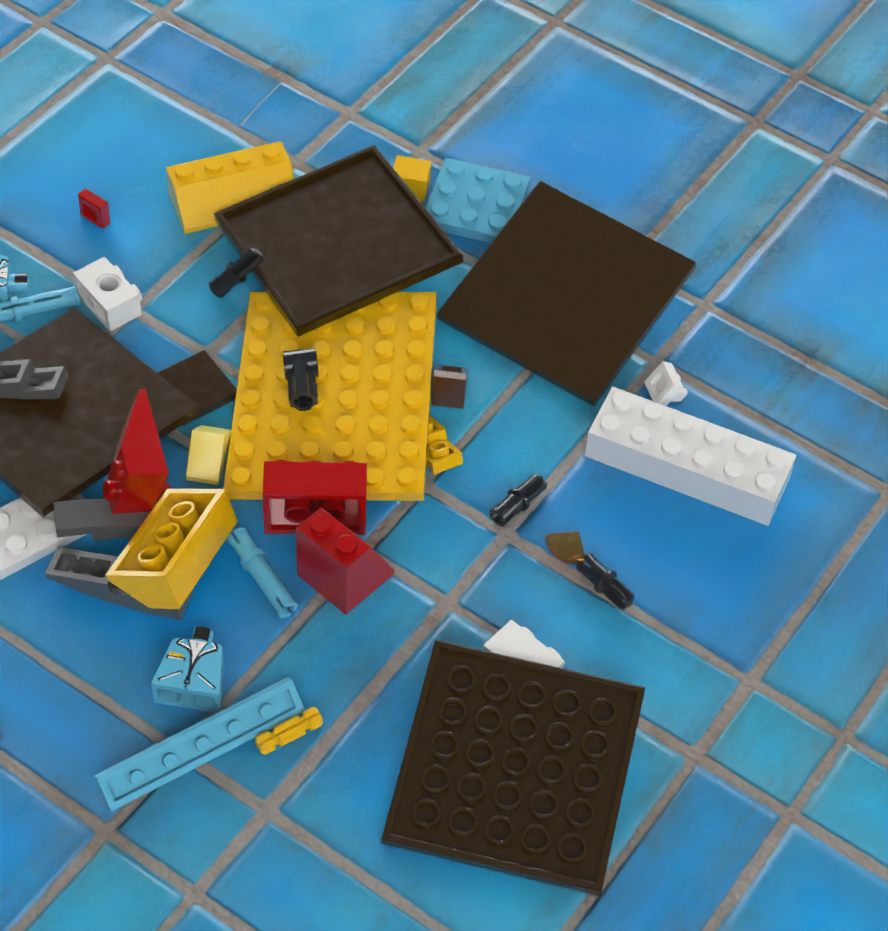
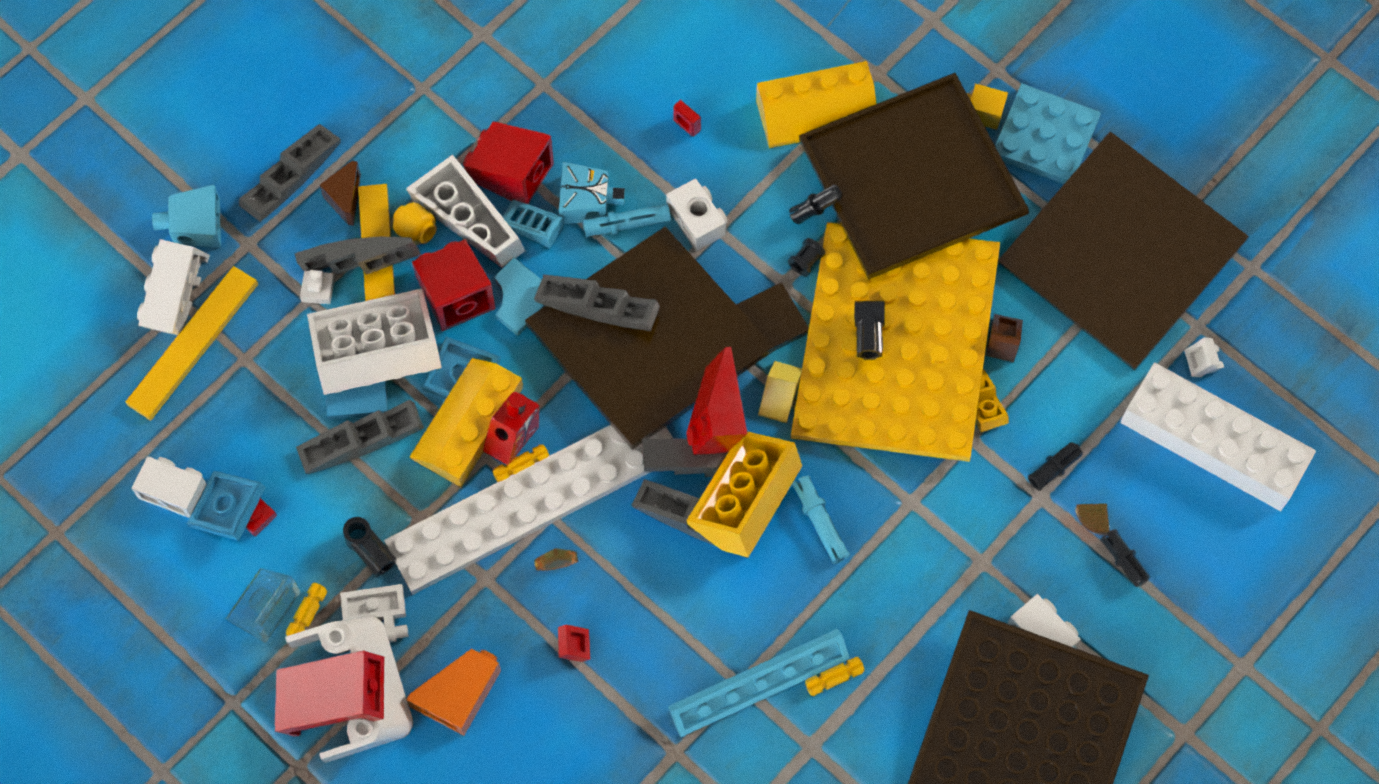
camera: 10 degrees right, 15 degrees up
(191, 673) = (755, 614): medium azure torso -> none
(229, 324) = (806, 257): none -> black bush
(300, 488) = (873, 453): red slope -> none
(337, 561) = (890, 519): red slope -> none

